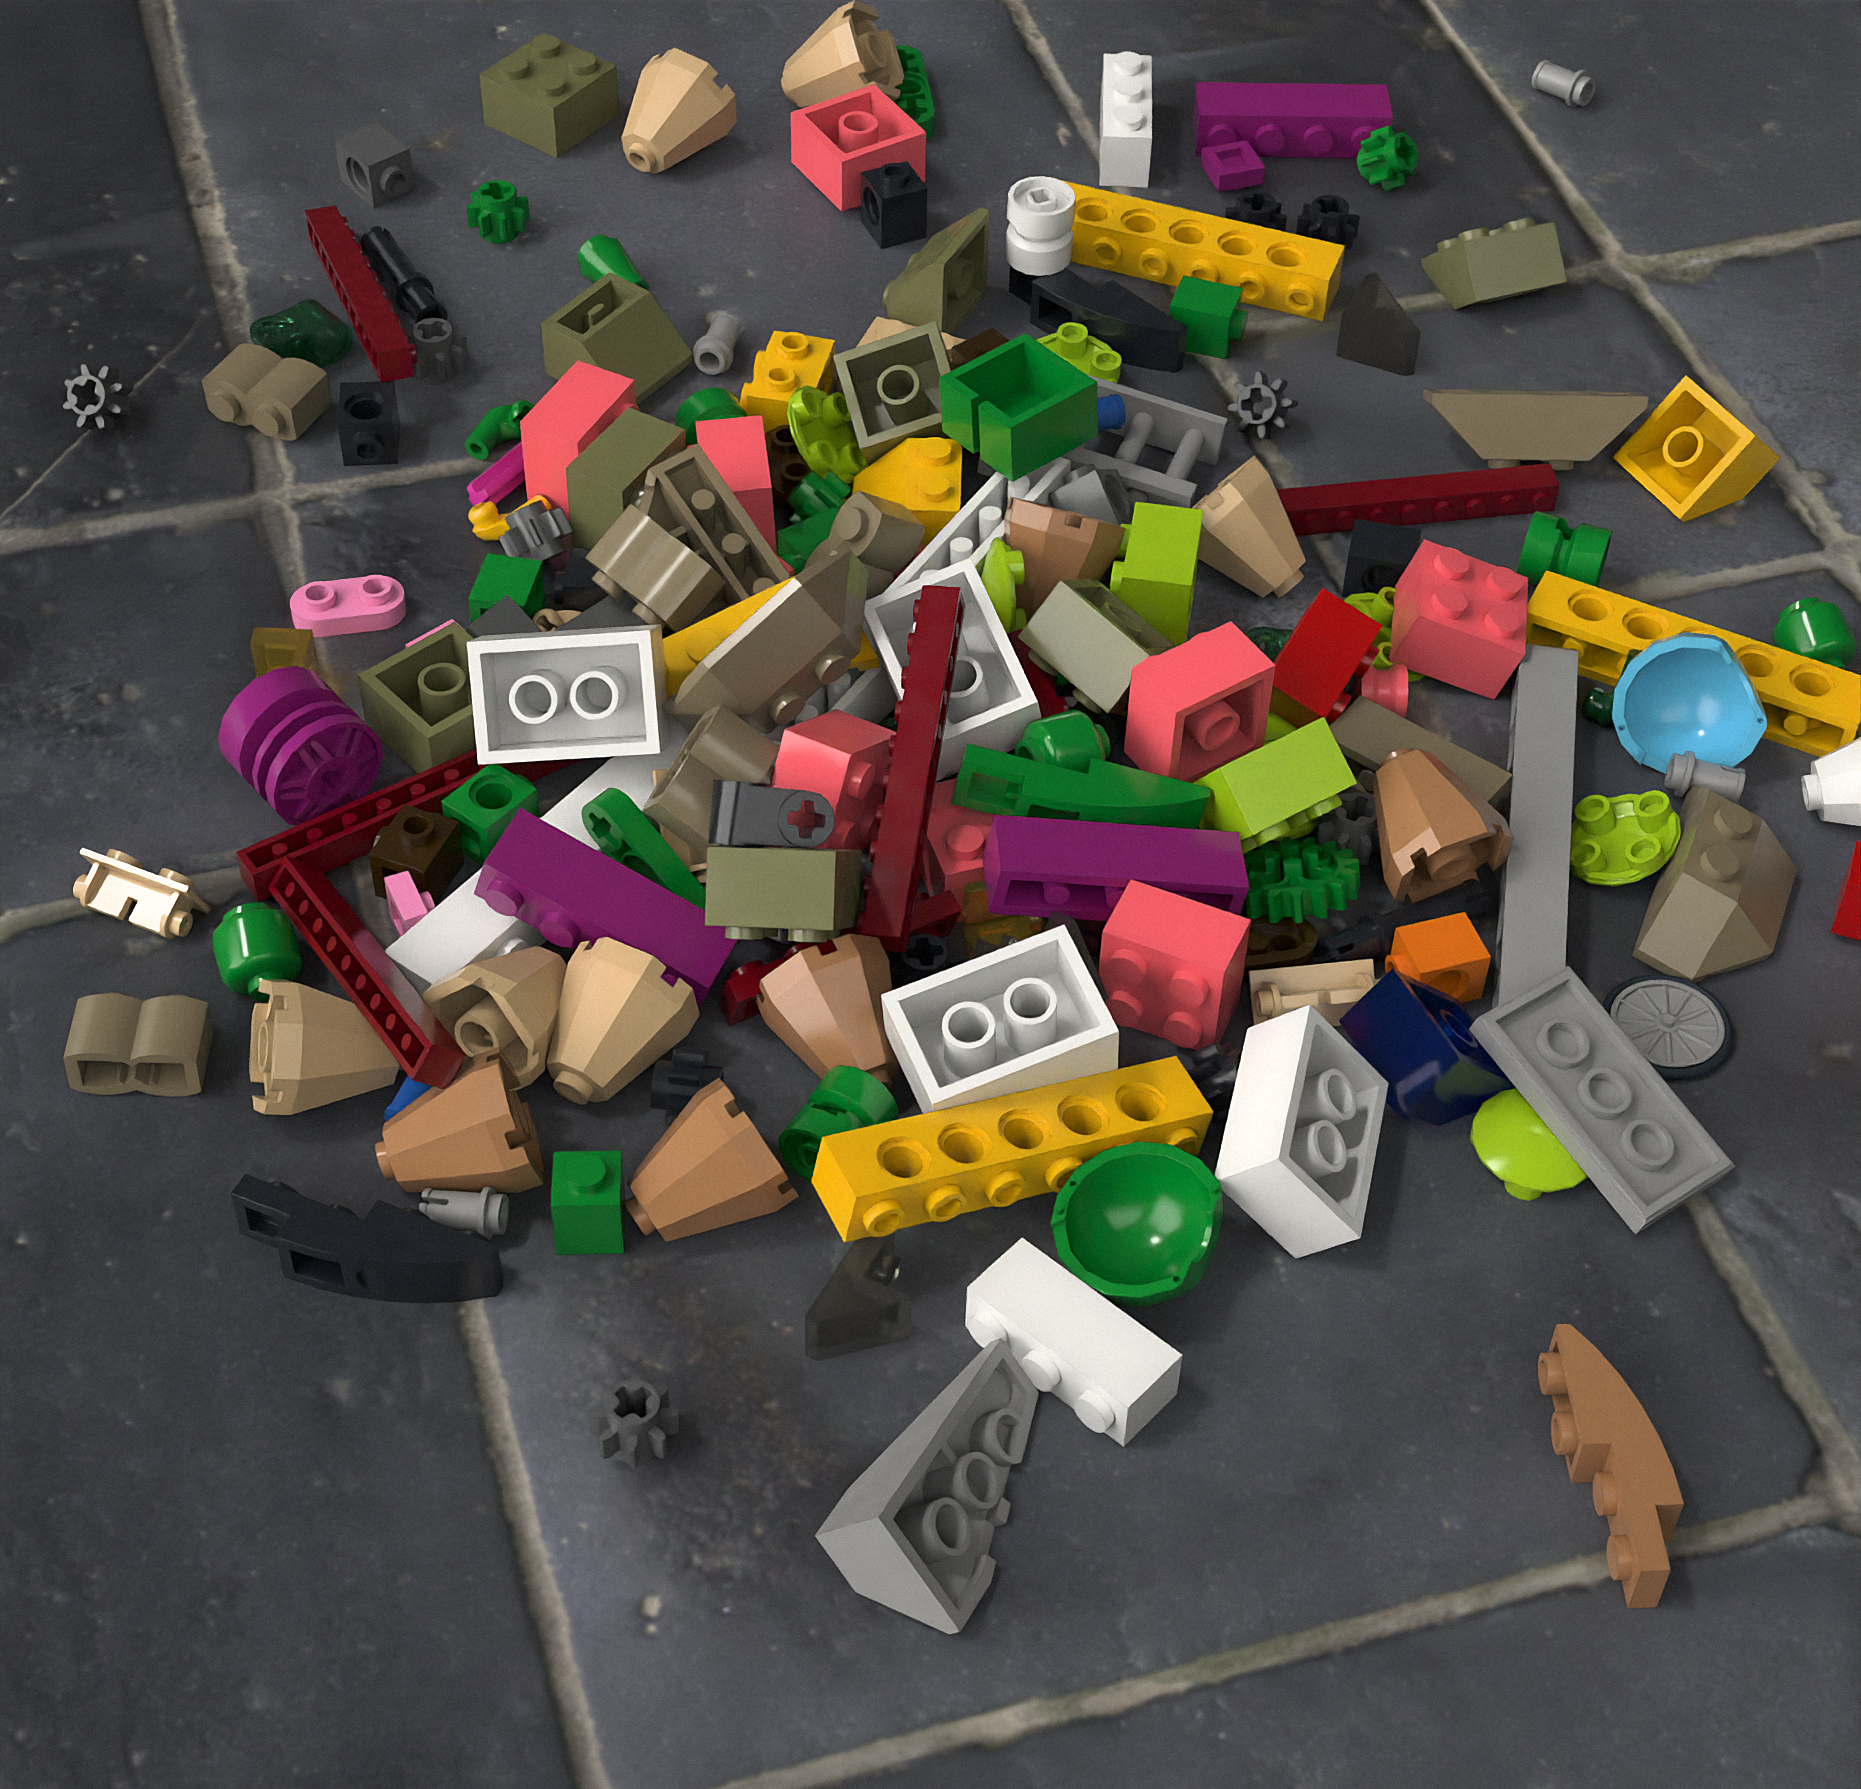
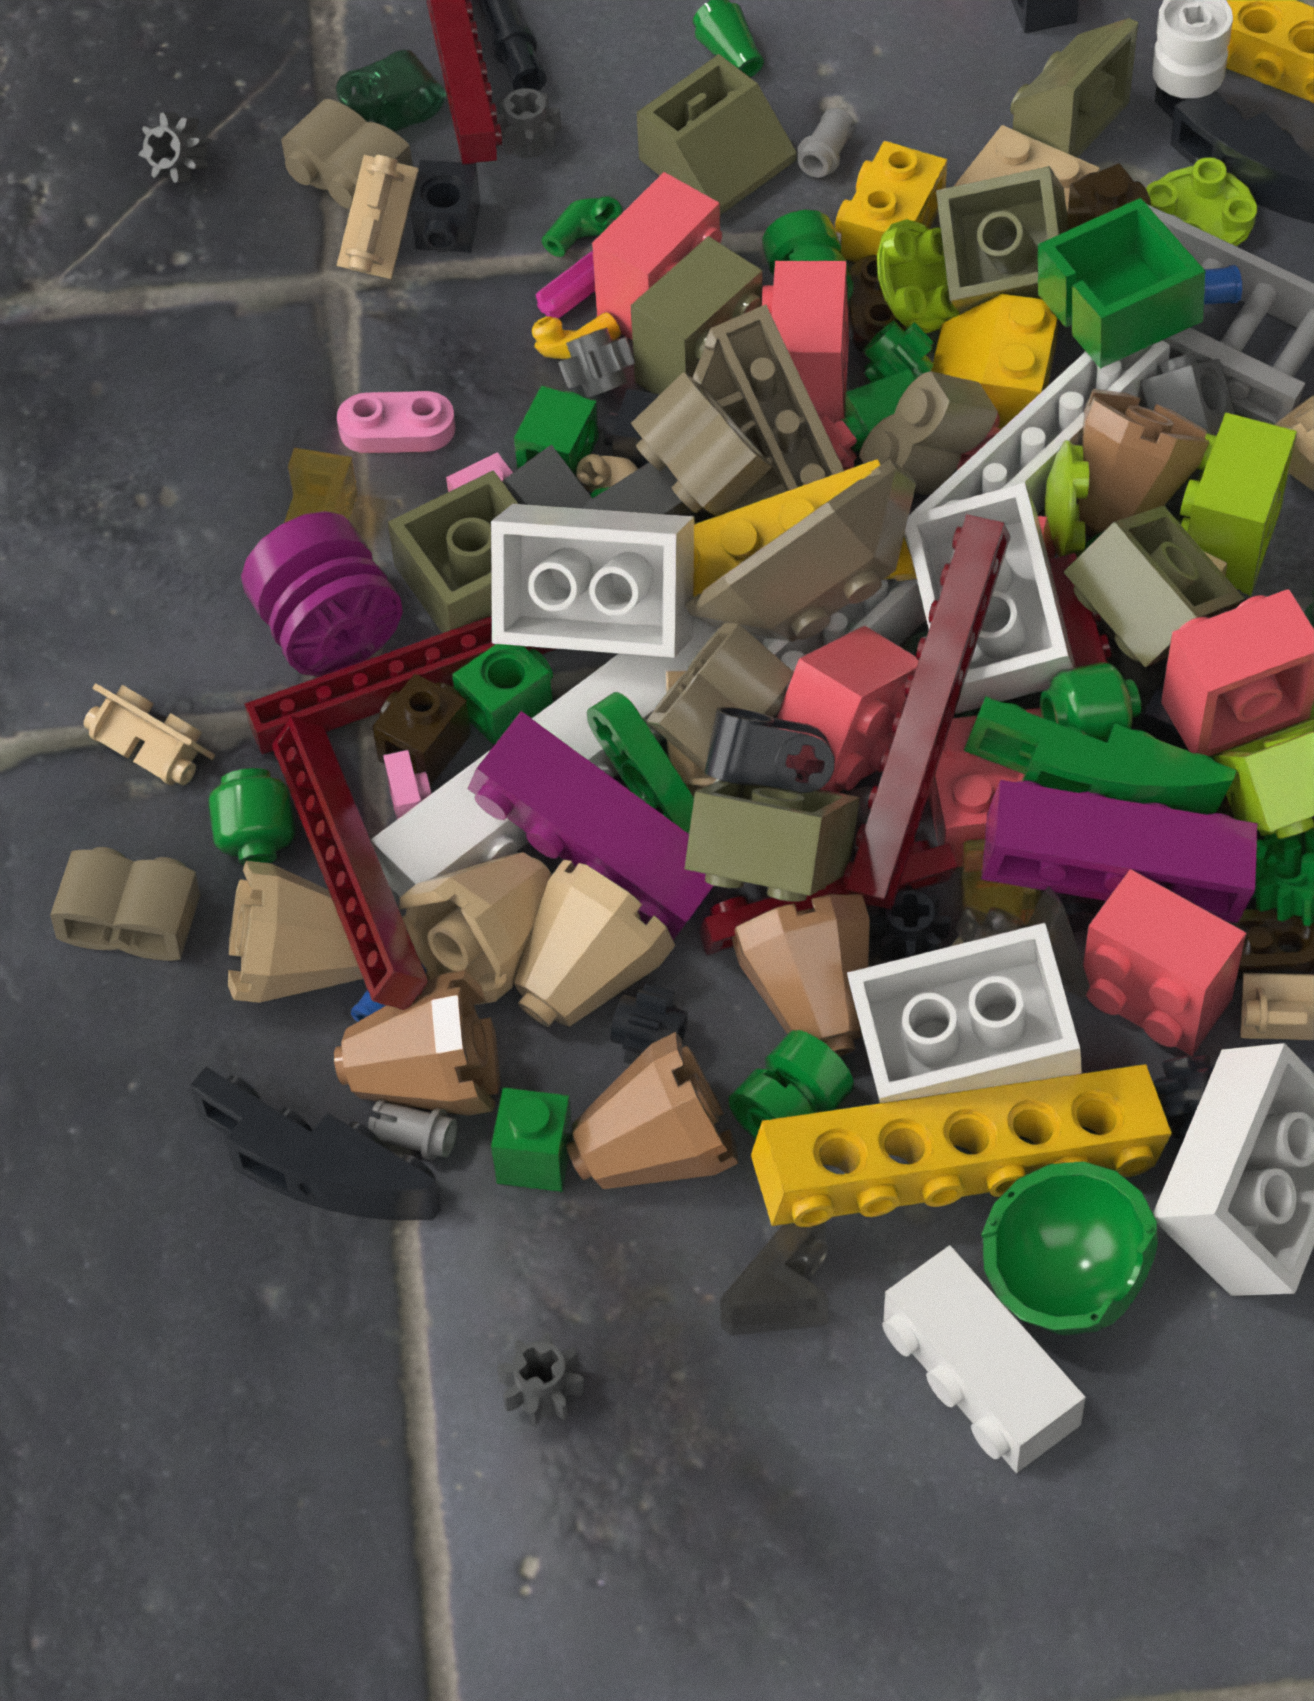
camera: 15 degrees right, 10 degrees up
(305, 434) = (377, 216): none -> tan hinge
(928, 1506) = (808, 1512): light grey wedge -> none

